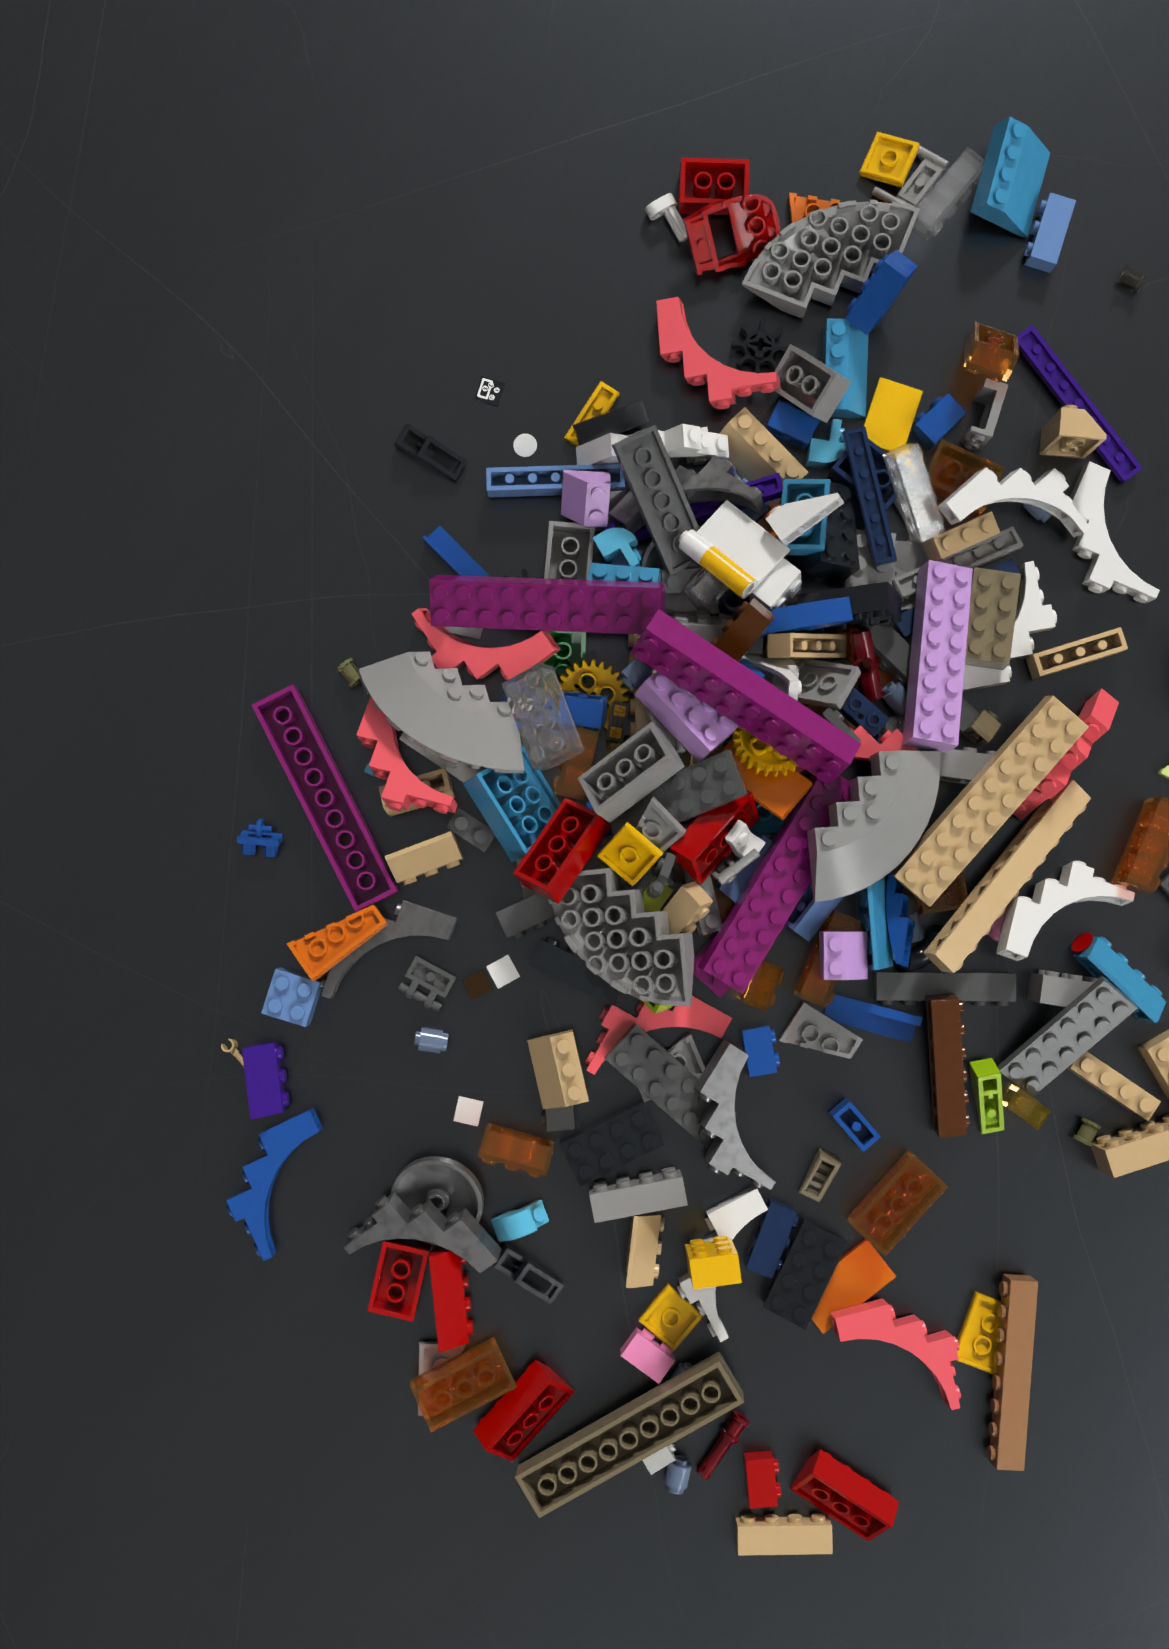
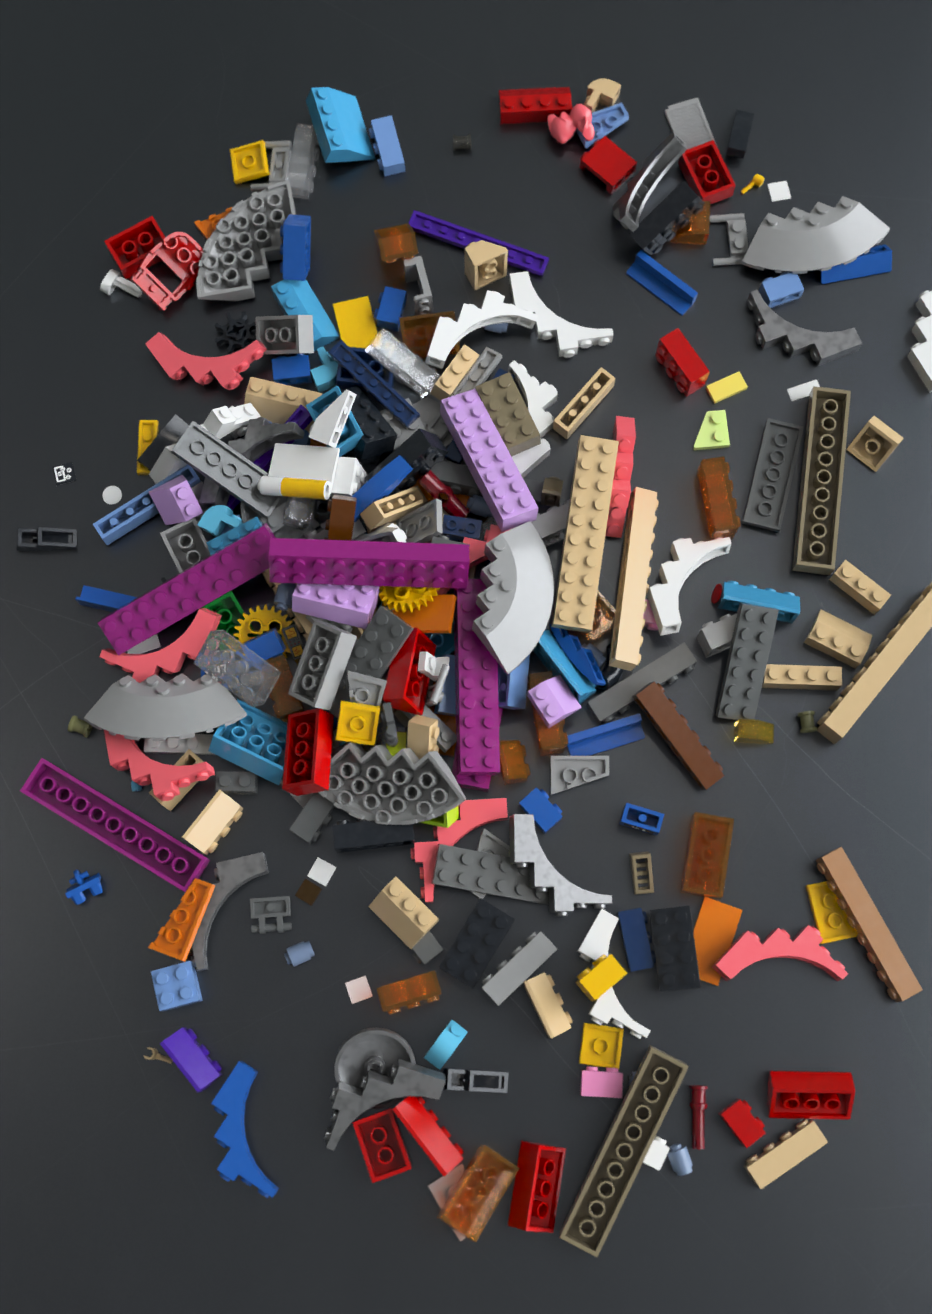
camera: 30 degrees left, 10 degrees down
(987, 1095) = (721, 740): lime slope -> none

